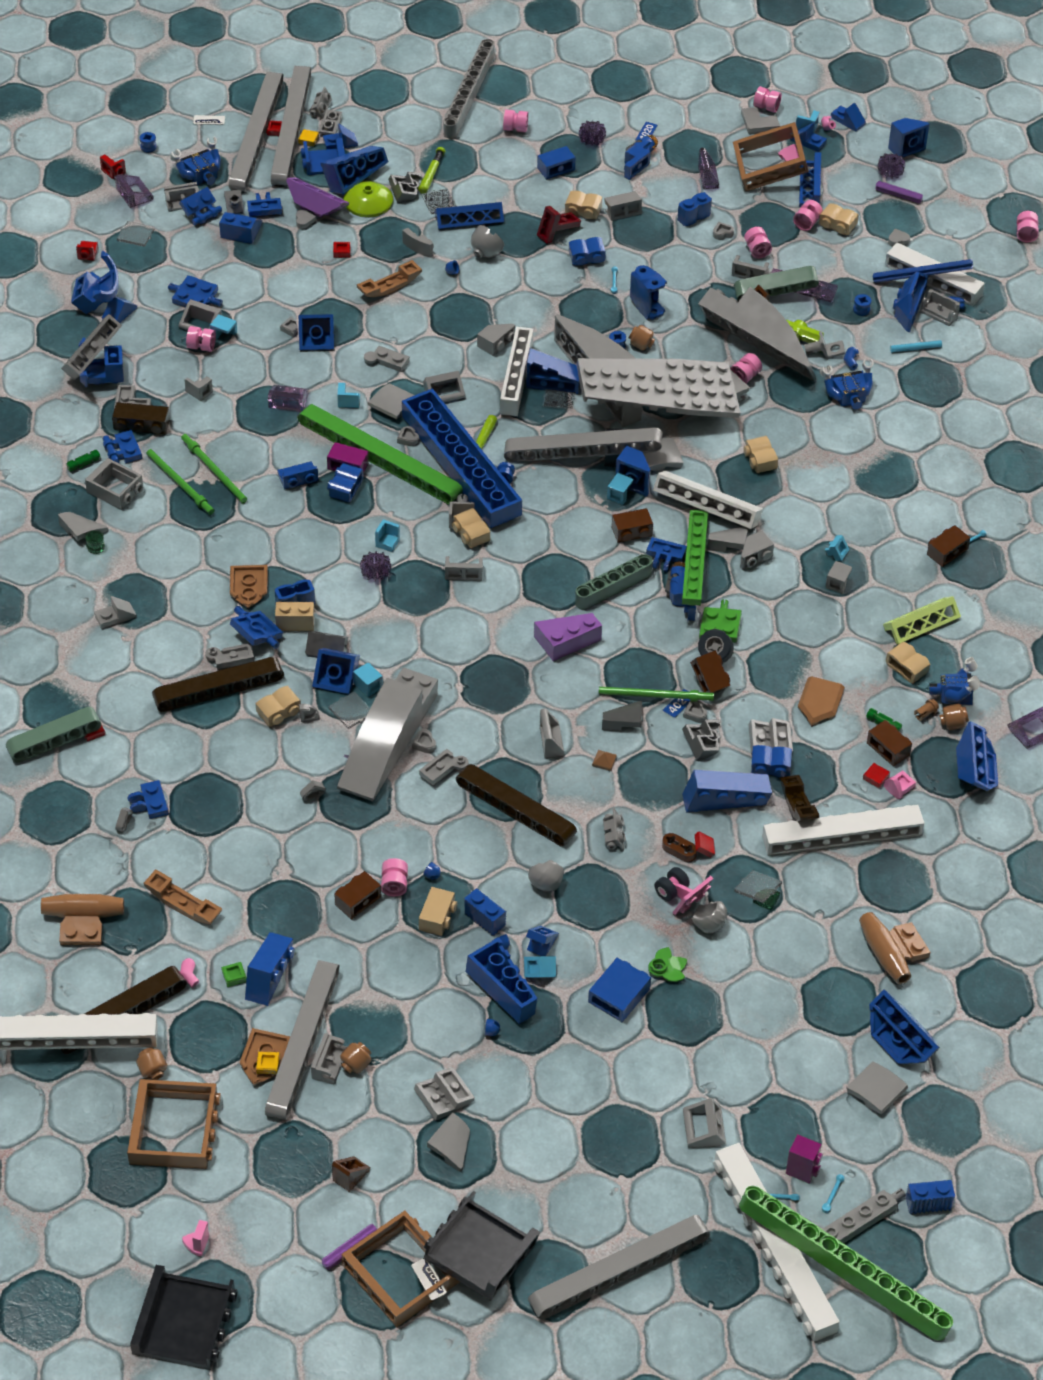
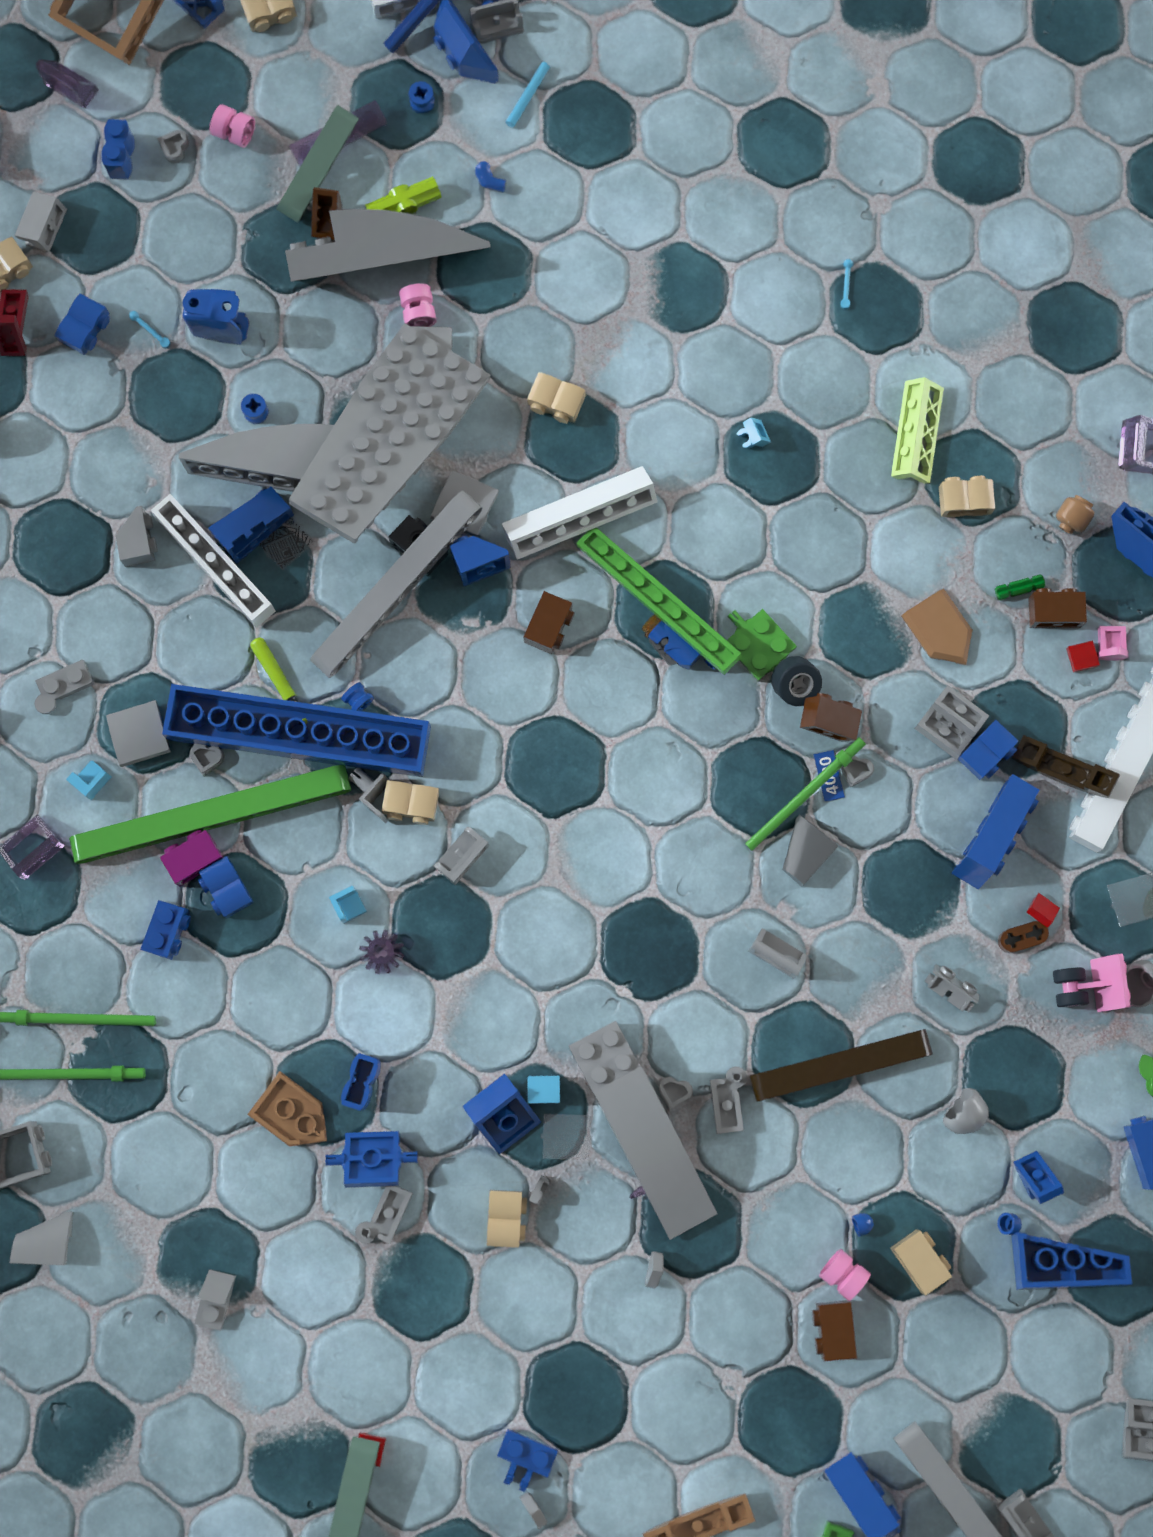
camera: 50 degrees left, 30 degrees up
(95, 542) = (79, 1244): clear green wheel -> none
(217, 684) = (418, 1262): dark brown beam -> none
(295, 616) = (387, 1102): tan brick -> none
(319, 640) = (450, 1093): flat silver panel -> none
(355, 1058) = (1048, 1495): medium nougat head -> none
(444, 379) = (153, 653): light grey tile -> none
(485, 911) = (961, 1212): blue brick -> none
(492, 1027) = (1108, 1321): blue hinge -> none
(540, 966) = (1072, 1209): medium azure panel -> none
(567, 634) = (651, 823): medium lavender wedge -> none
(604, 760) = (846, 918): medium nougat slope -> none
(613, 581) = (611, 697): sand green beam -> none
(618, 488) = (483, 591): medium azure panel -> none
(641, 337) = (273, 378): medium nougat head -> none
(665, 550) = (611, 616): blue hinge -> none
(703, 738) = (900, 792): dark grey slope -> none
(728, 538) = (647, 533): light grey slope -> none
(747, 270) = (264, 170): light grey hinge -> none
(756, 549) = (688, 520): light grey slope -> none
(807, 215) = (236, 35): bright pink wheel -> none
(826, 348) = (451, 193): light grey bracket -> none
(838, 577) = (796, 467): light grey panel -> none
(849, 387) = (536, 219): blue torso -> none
(930, 707) = (1040, 532): medium nougat pin -> none
(948, 545) = (844, 317): reddish brown brick -> none
(957, 687) = (1045, 480): blue torso -> none

